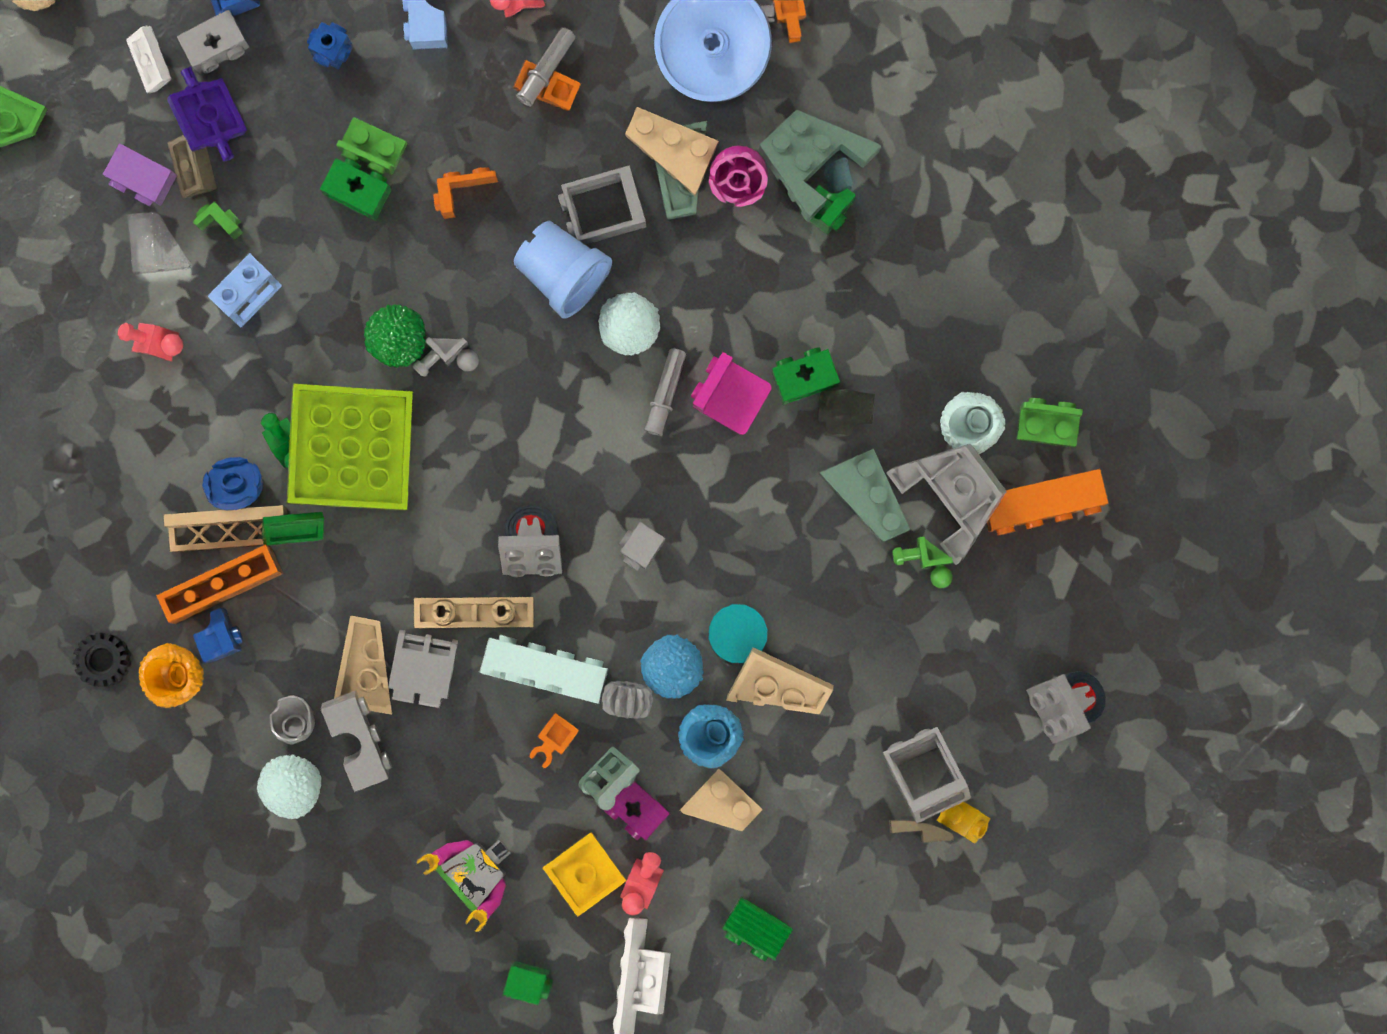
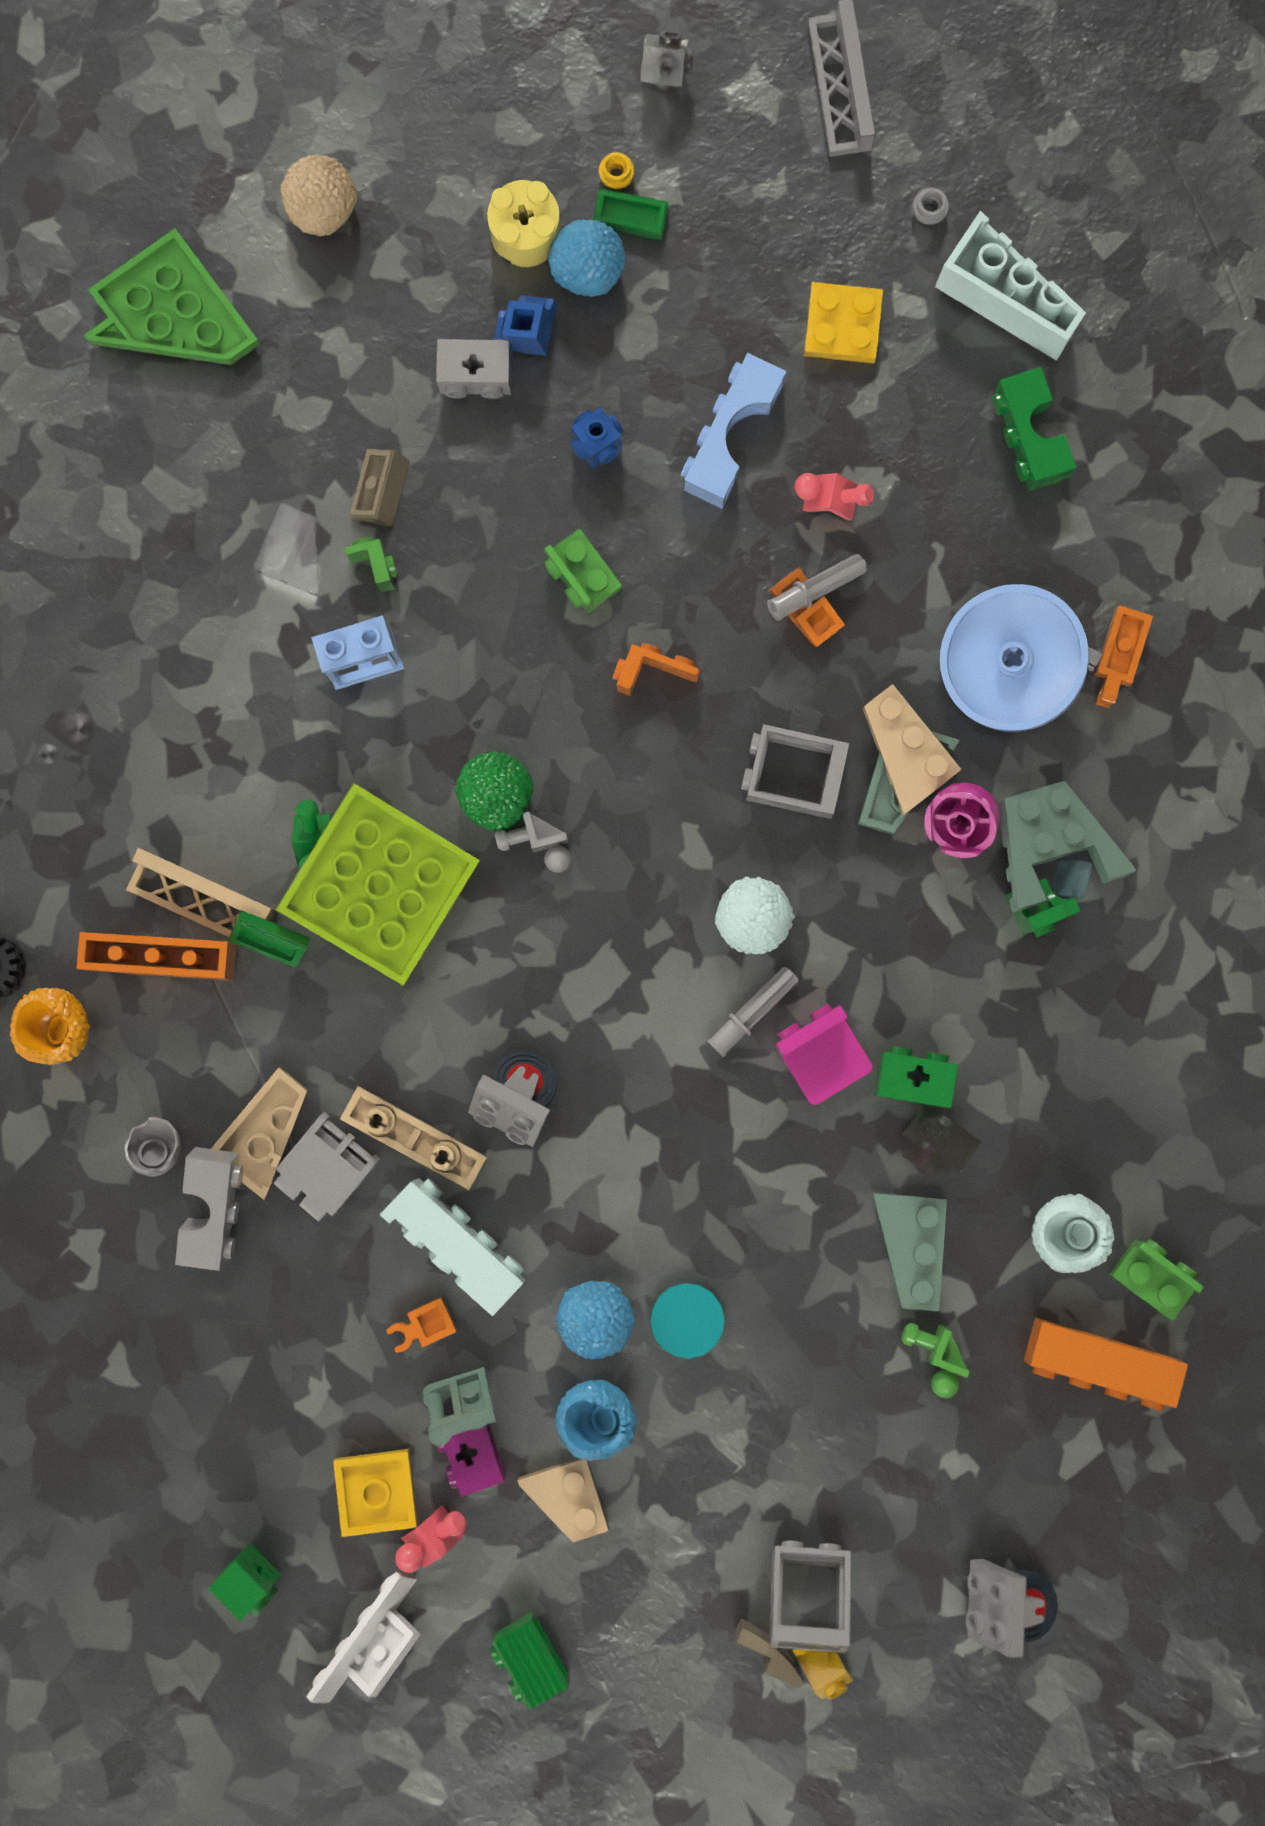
camera: 30 degrees right, 0 degrees up
(140, 175) = (316, 467): medium lavender brick -> none
(148, 59) = (395, 348): white plate -> none
(152, 340) = (232, 651): coral piece -> none
(206, 114) = (424, 440): dark purple plate -> none
(219, 638) = (125, 1014): blue brick -> none
(232, 483) = (231, 854): blue tile -> none
(289, 786) = (110, 1218): light aqua hair -> none
(366, 202) = (547, 627): green brick -> none
(472, 875) = (252, 1426): torso -> none
(562, 268) = (715, 815): light blue piece -> none
(627, 699) = (526, 1328): light grey gear -> none
(640, 546) = (633, 1167): light grey brick -> none
(779, 684) = (700, 1399): tan wing -> none
(963, 486) = (1025, 1297): light grey wing -> none

